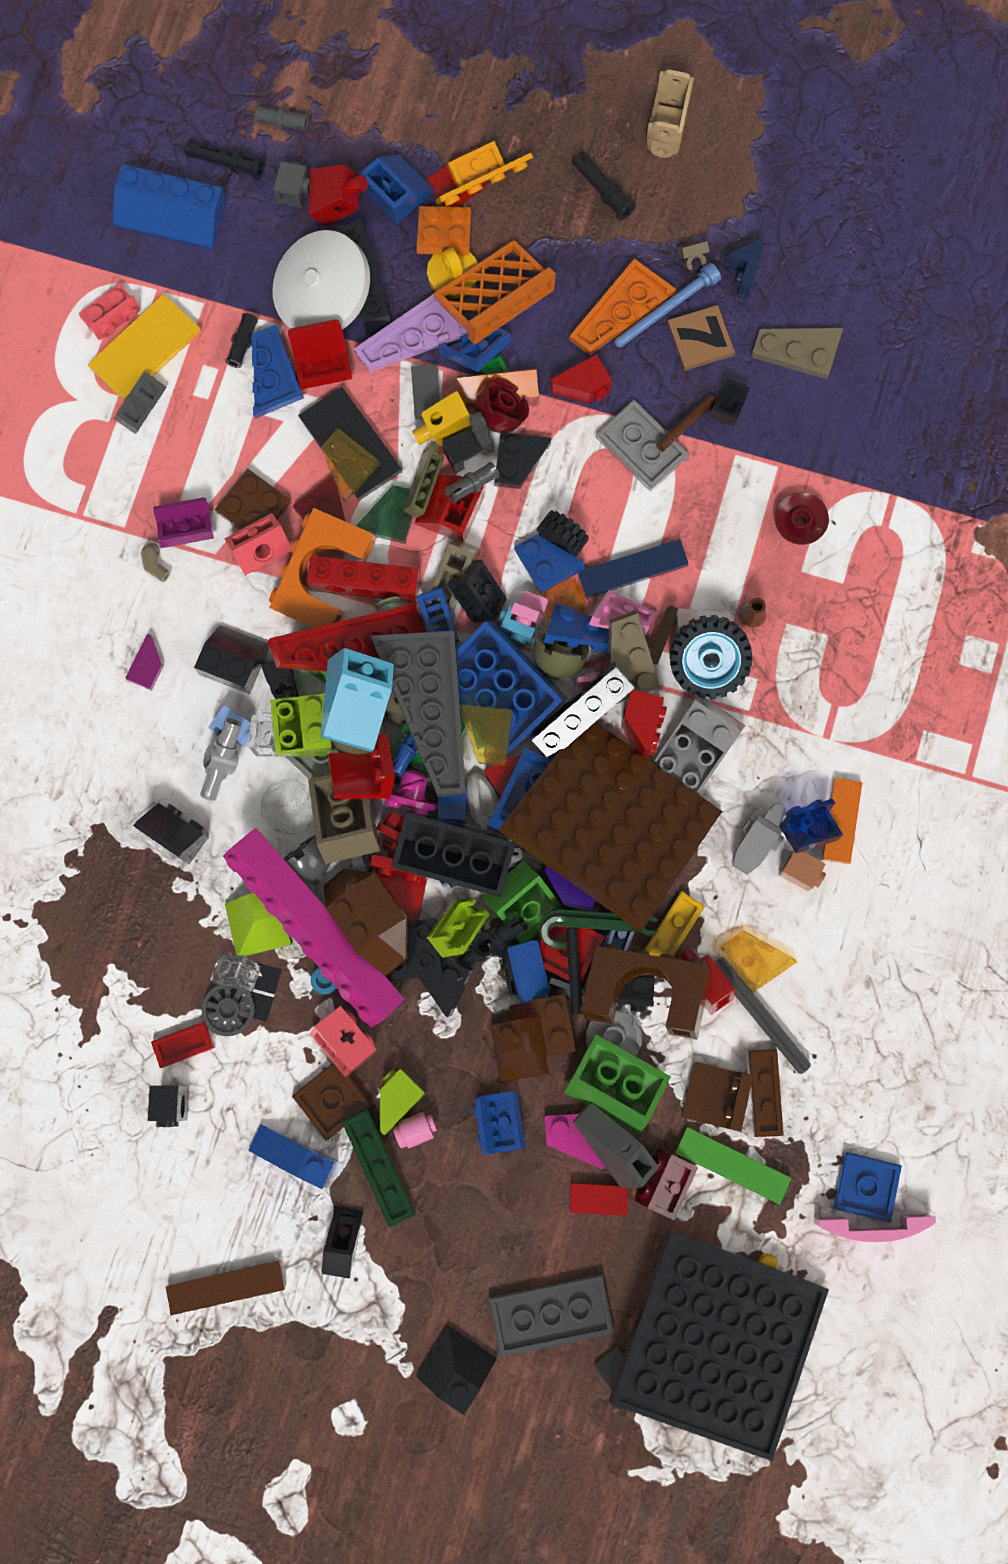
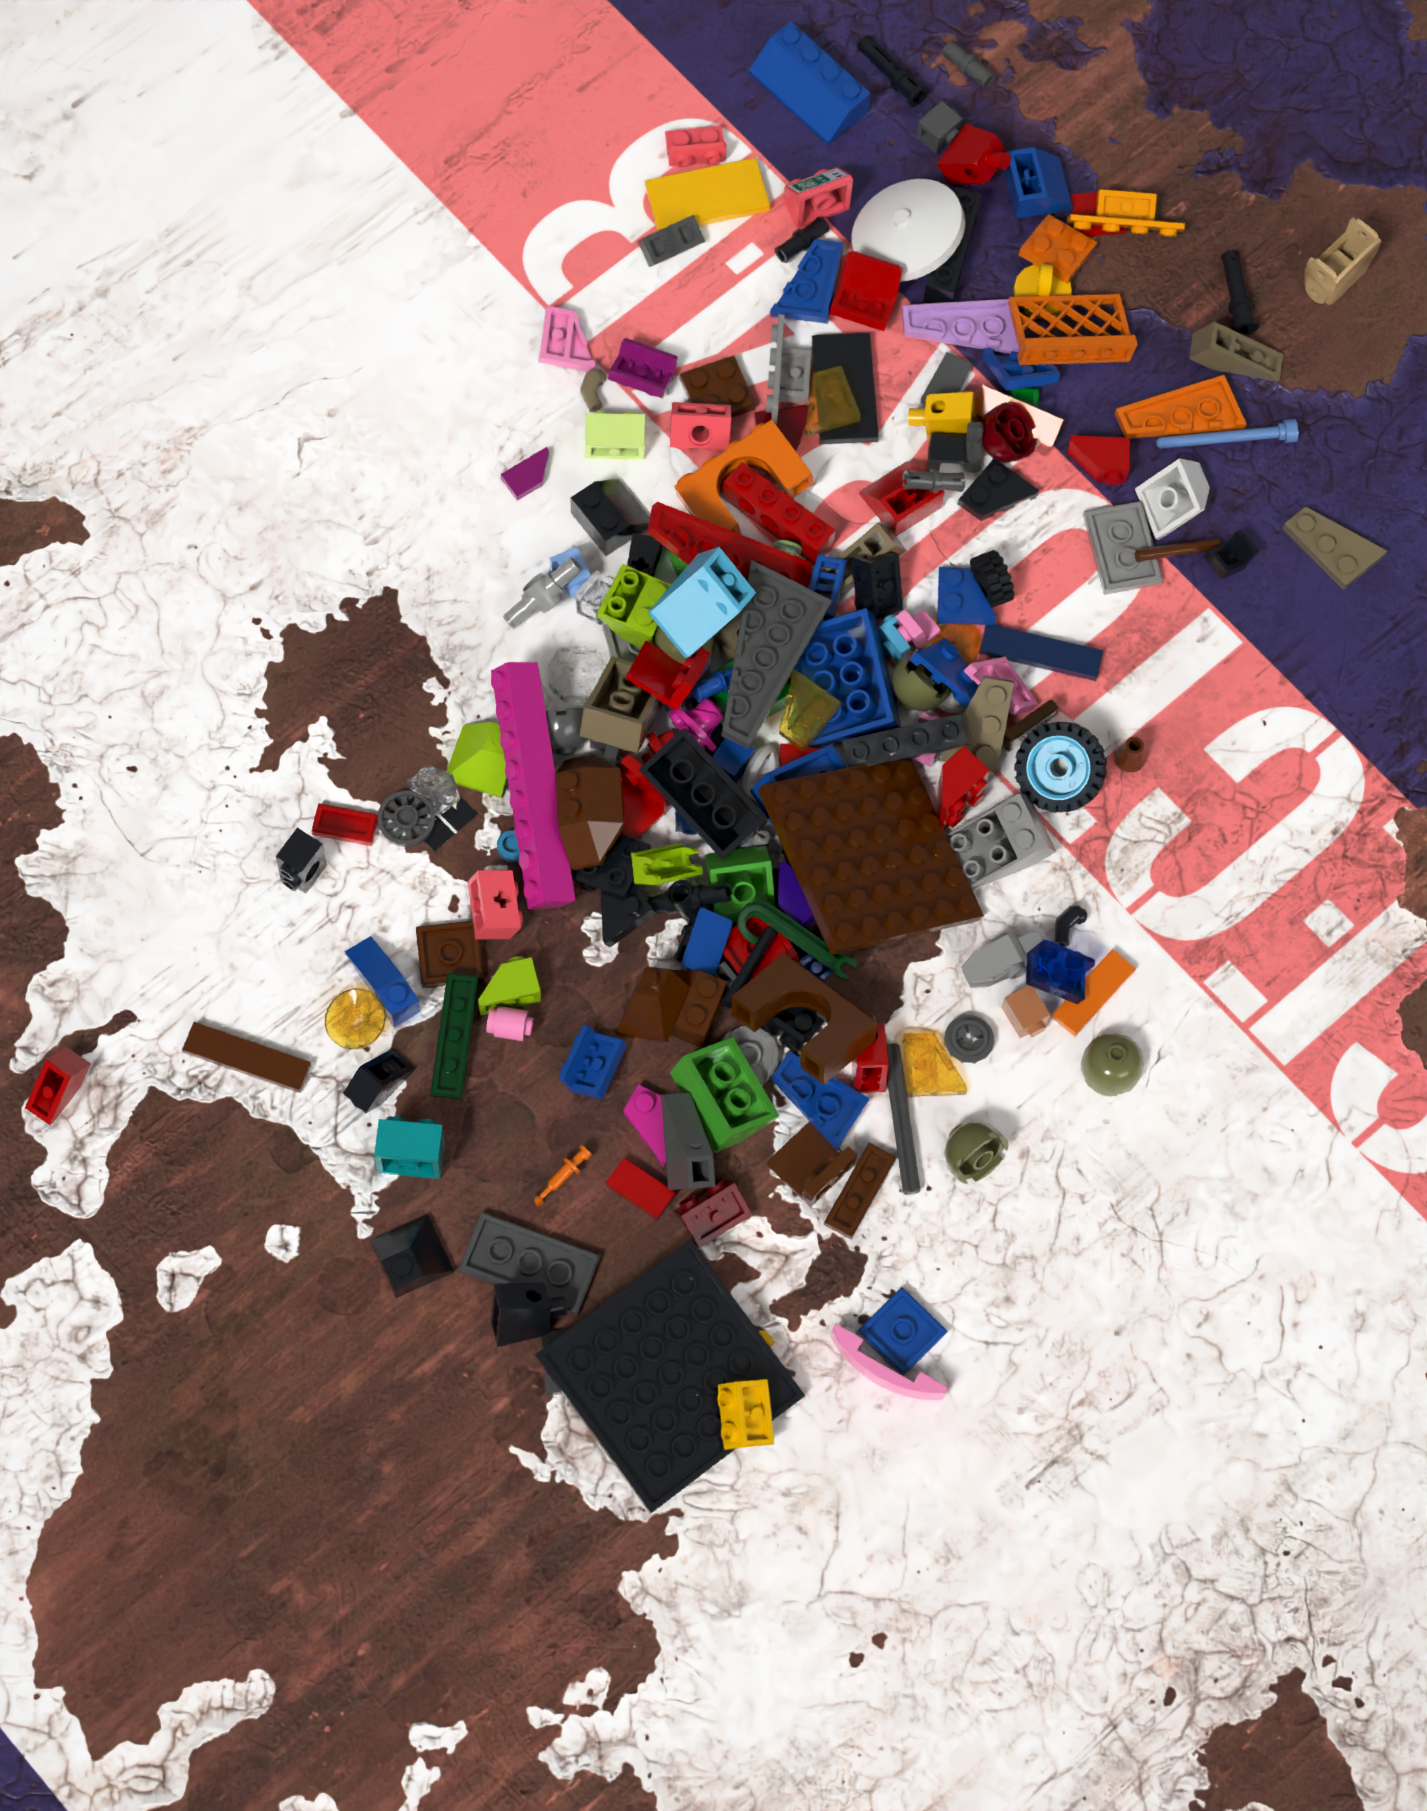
camera: 25 degrees right, 10 degrees down
(89, 1409) = (57, 1084): none -> red slope
(106, 537) = (563, 341): none -> bright pink wing
(172, 832) = (456, 631): black slope -> none
(195, 591) = (614, 435): none -> yellowish green brick
(232, 296) = (818, 195): none -> coral slope
(283, 1213) = (346, 1009): none -> clear yellow dish
(302, 458) = (791, 372): none -> light grey bracket
(387, 516) = (843, 474): clear green wing -> none
(402, 1289) = (409, 1147): none -> teal brick
(423, 483) = (890, 461): olive piece -> none
(532, 1224) = (563, 1173): none -> orange piece
(569, 1373) = (523, 1311): none -> black torso
(630, 236) = (1234, 353): none -> dark tan slope
(658, 382) = (1173, 496): none -> white slope
(675, 926) = (876, 990): yellow tile -> none
(692, 250) = (1285, 399): dark tan tile -> none
(700, 338) = (1243, 483): medium nougat tile -> none
(710, 1049) = (828, 1107): none -> blue wing
(733, 1165) = (786, 1235): bright green tile -> none
(745, 262) = (1331, 439): dark blue slope -> none
(785, 919) = (977, 1029): none -> dark grey gear
(786, 777) = (1066, 920): none -> black arm
(798, 1340) = (745, 1414): none -> yellow bracket
(809, 509) = (1234, 686): dark red dish -> none
(832, 1008) = (974, 1150): none -> olive cylinder
(891, 870) = (1112, 1064): none -> olive cylinder

